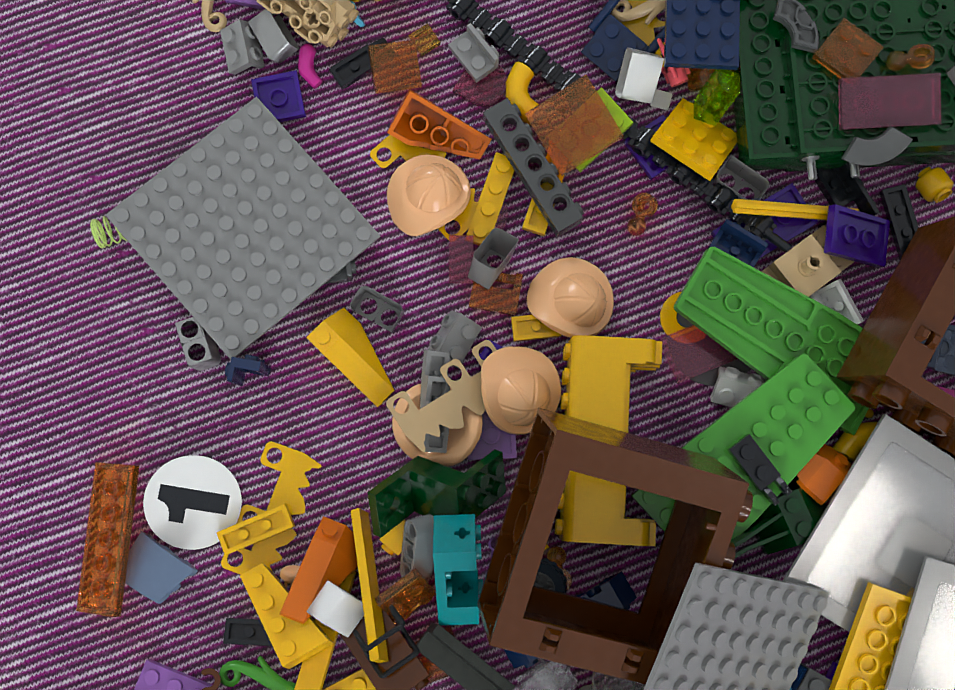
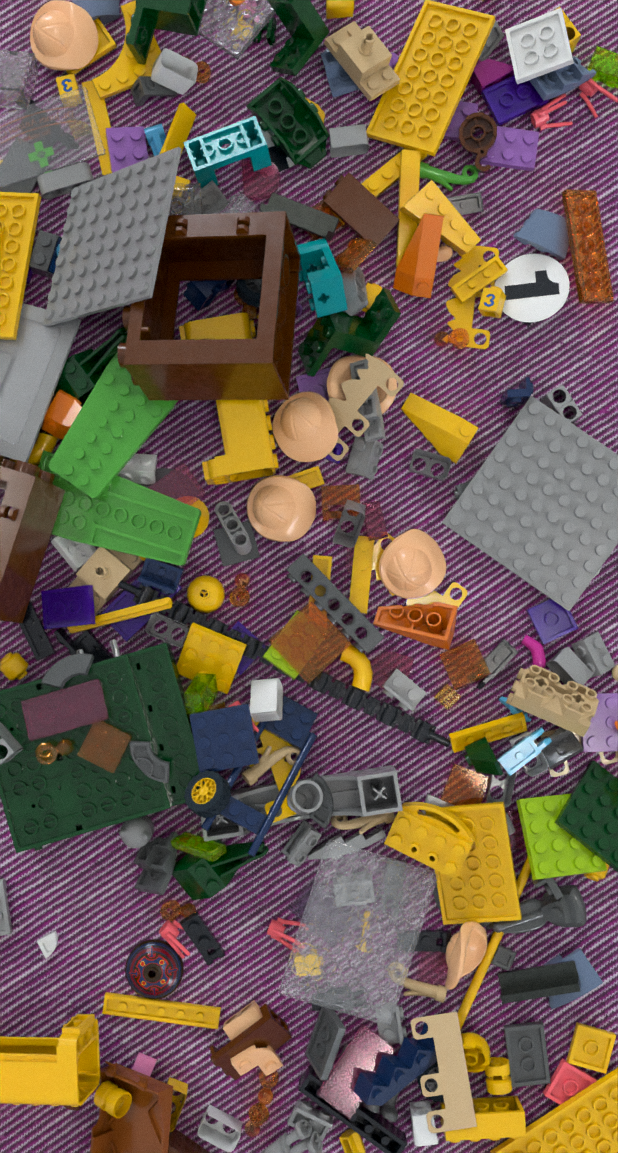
camera: 160 degrees right, 5 degrees up
(246, 495) = (492, 302): none -> yellow brick
(321, 465) = (442, 338): none -> clear orange plate
(337, 609) = (402, 231): white piece -> none
(368, 584) = (383, 253): yellow tile -> none
(400, 626) = (372, 203): black piece -> none
(633, 272) = (227, 551): none -> dark grey piece
(641, 295) = (230, 520): none -> light grey beam
(661, 99) = (243, 690): white sticker -> none
(684, 219) = (206, 603): none -> yellow cylinder
(758, 468) = (113, 402): black hinge -> none

